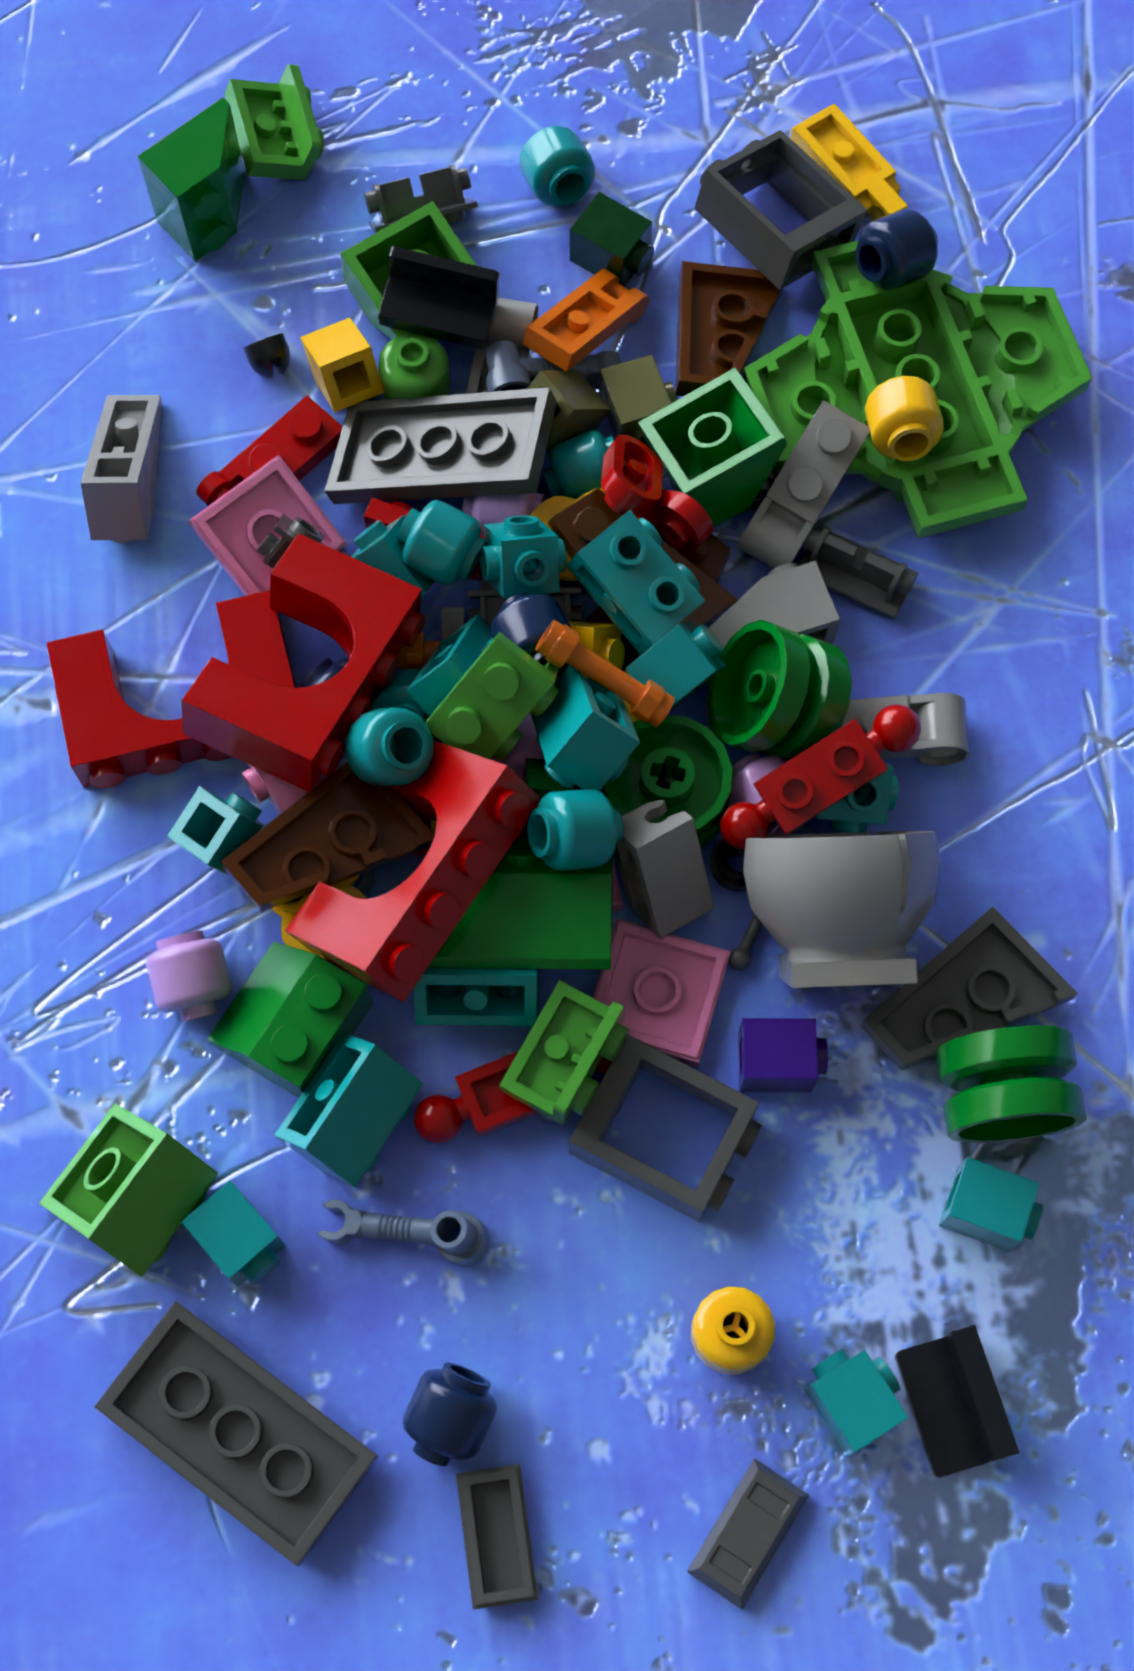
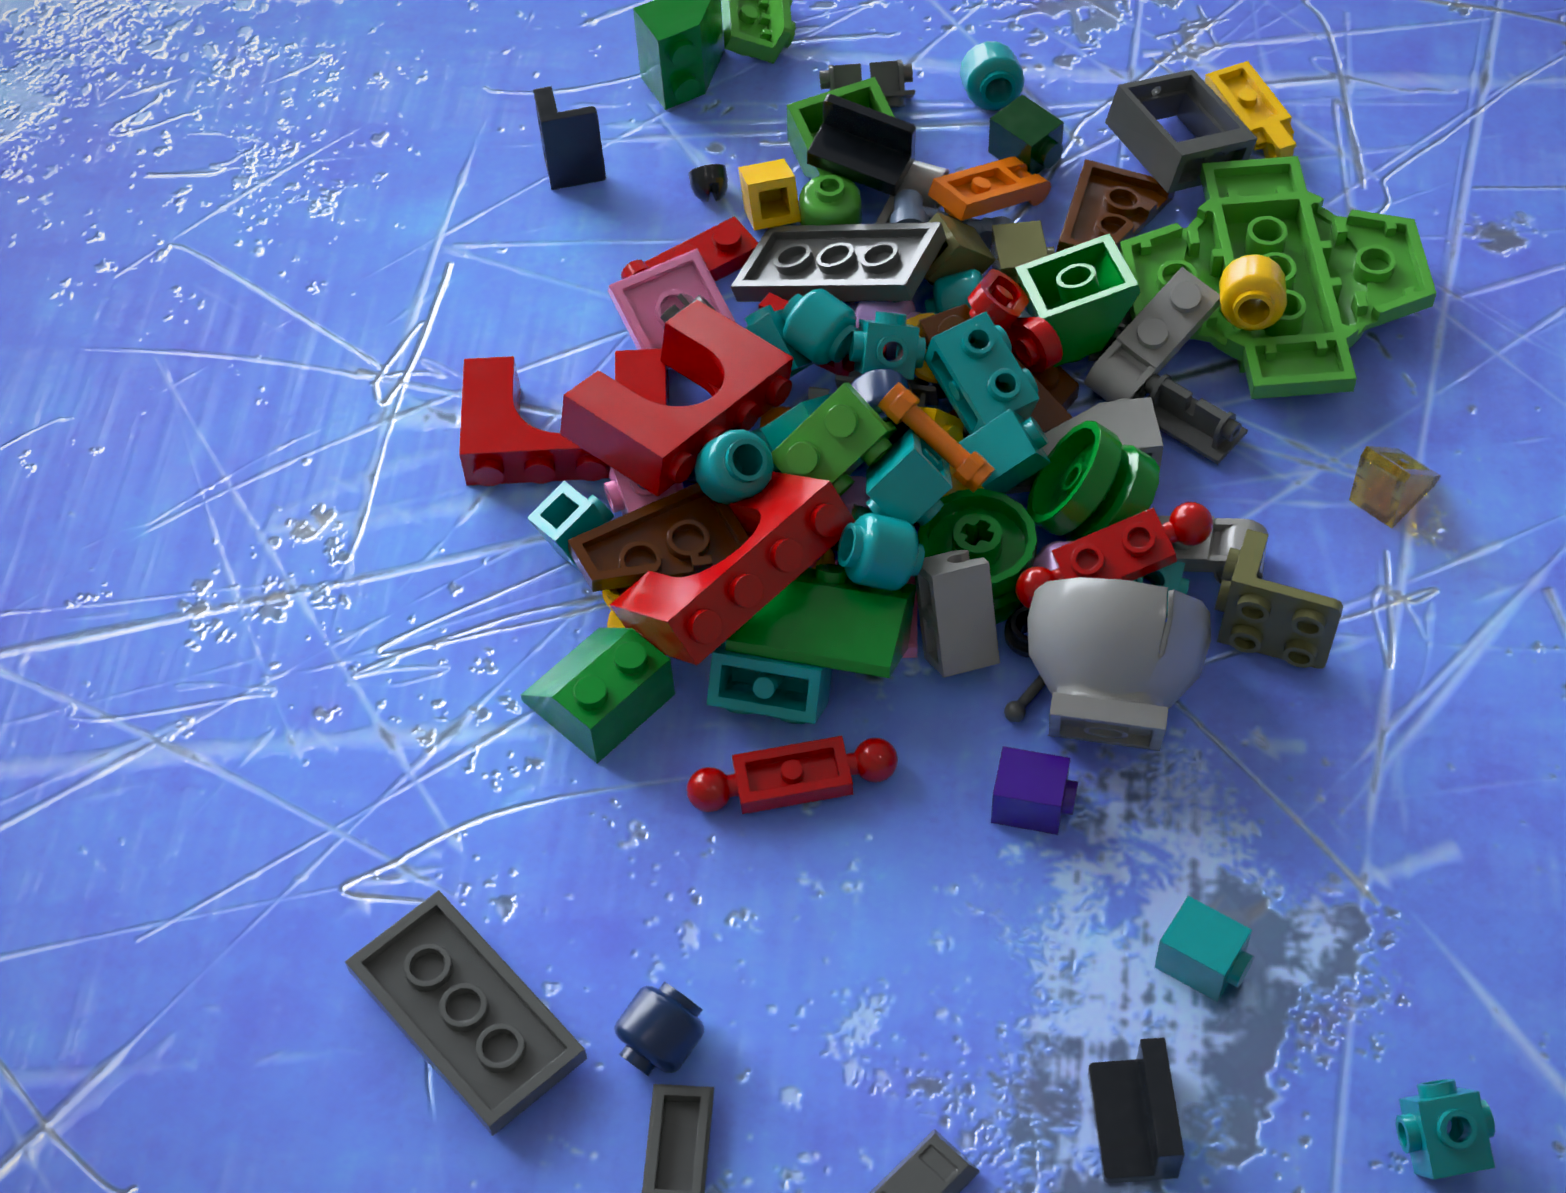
camera: 15 degrees right, 15 degrees down
(101, 337) = (569, 142): none -> black panel
(123, 469) = (562, 248): light grey slope -> none
(129, 1189) = (424, 796): bright green slope -> none
(188, 975) = (518, 636): lavender head -> none
(235, 1236) = (504, 848): teal brick -> none
(349, 1109) = (631, 763): teal brick -> none
(463, 1251) = (696, 877): sand blue brick -> none
(563, 1053) = (833, 744): bright green bracket -> none
(612, 1092) = (867, 799): dark grey window -> none
(665, 988) = (936, 725): bright pink tile -> none
(711, 1338) = (936, 1006): yellow head -> none
(856, 1398) = (1040, 1090): teal brick -> none
(897, 249) = (1274, 165): dark blue head -> none
(972, 986) = (1218, 772): dark grey wing -> none
(980, 811) = (1273, 616): none -> olive bracket
(1010, 1084) = (1240, 841): green wheel -> none
(1081, 613) = (1390, 483): none -> clear yellow slope

